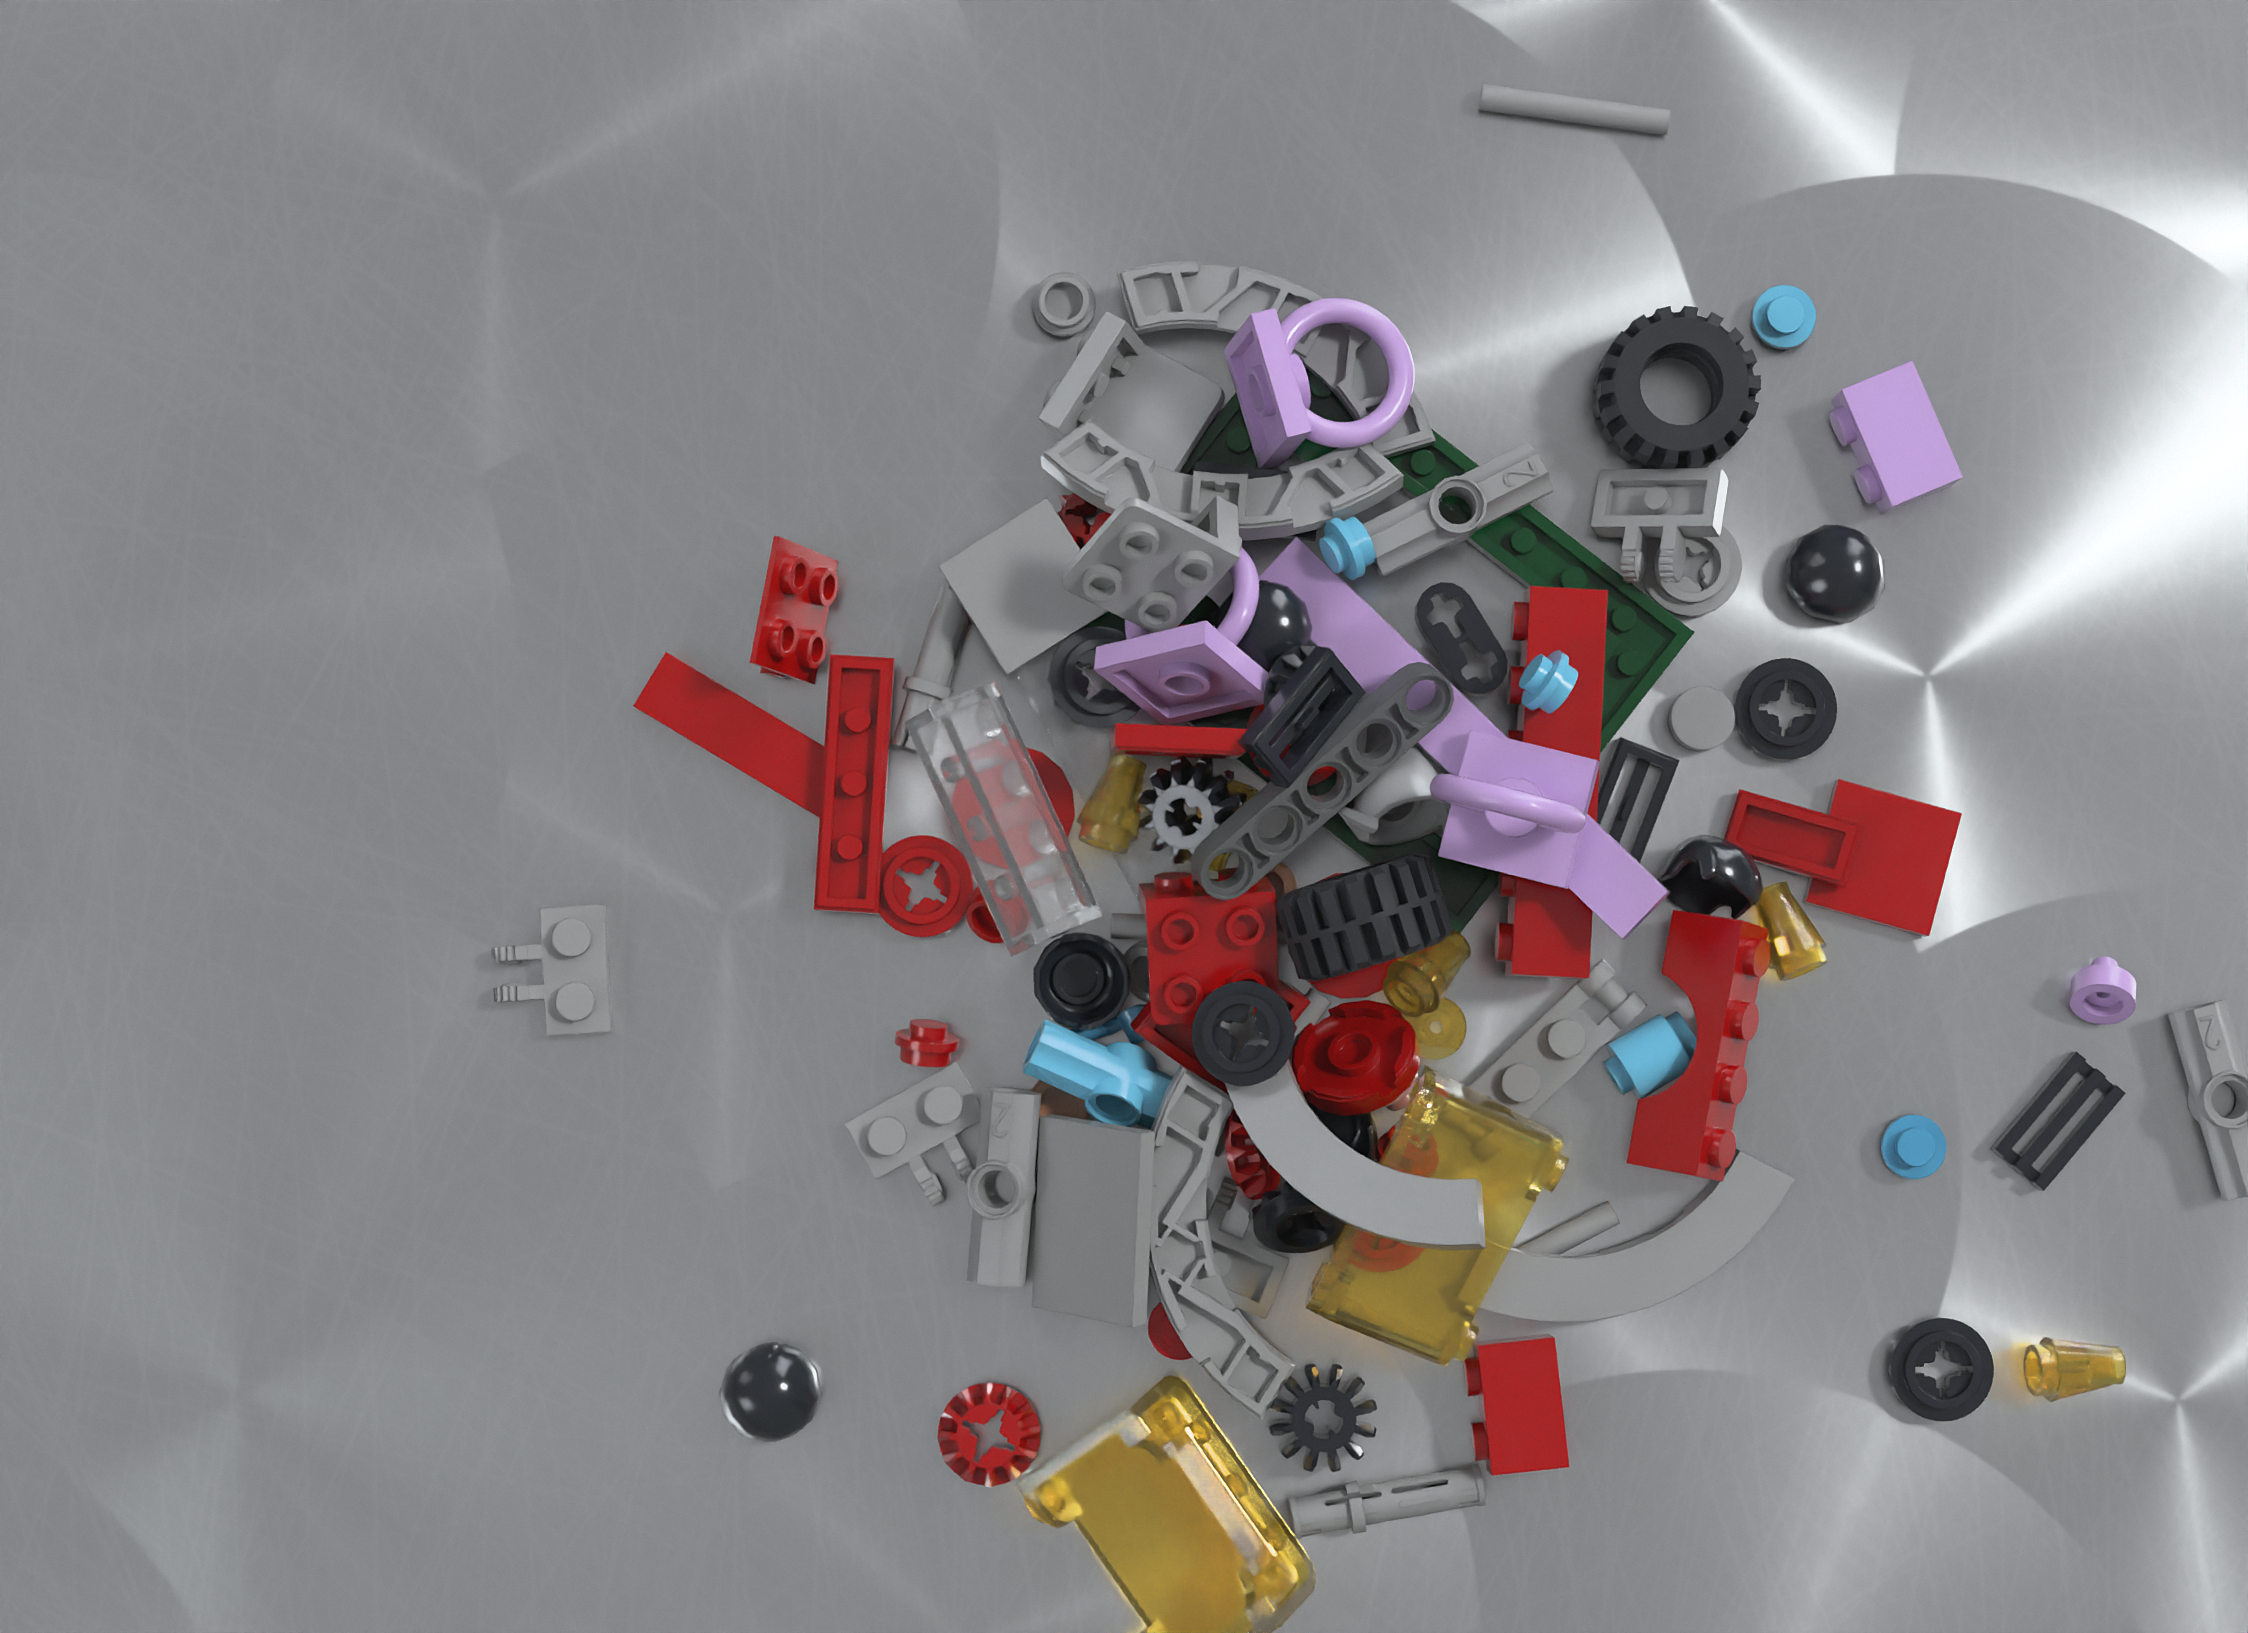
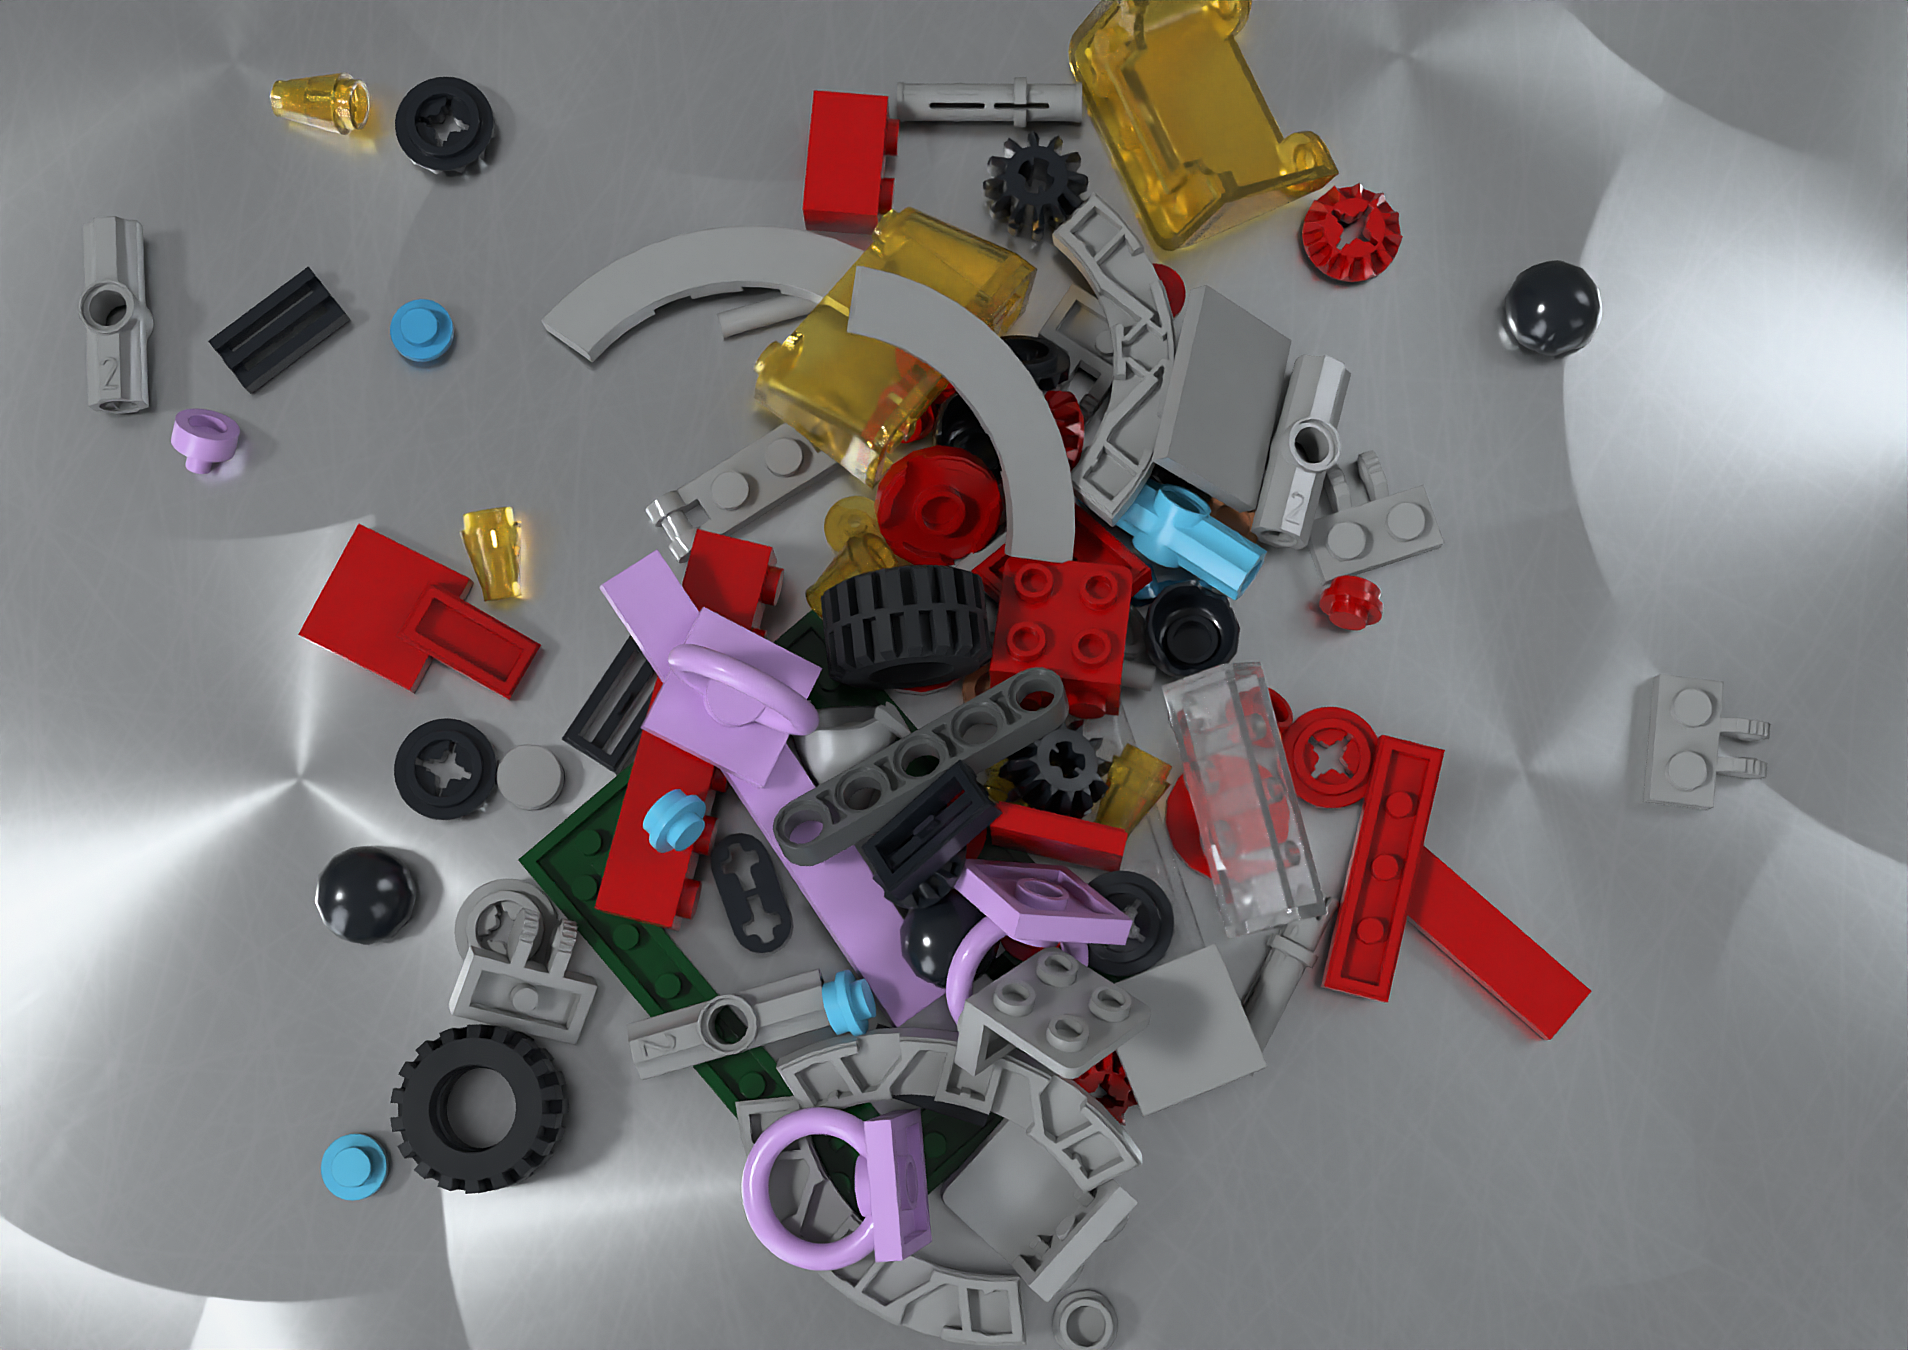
camera: 170 degrees left, 5 degrees down
(794, 612) = (1418, 1052): red hinge -> none
(1217, 1047) = (1076, 531): black gear -> none
(1650, 1055) = (651, 459): medium azure brick -> none
(1693, 1120) = (570, 524): red arch -> none
(1711, 874) = (555, 622): black hair -> none
(1894, 438) = (272, 1017): lavender brick -> none

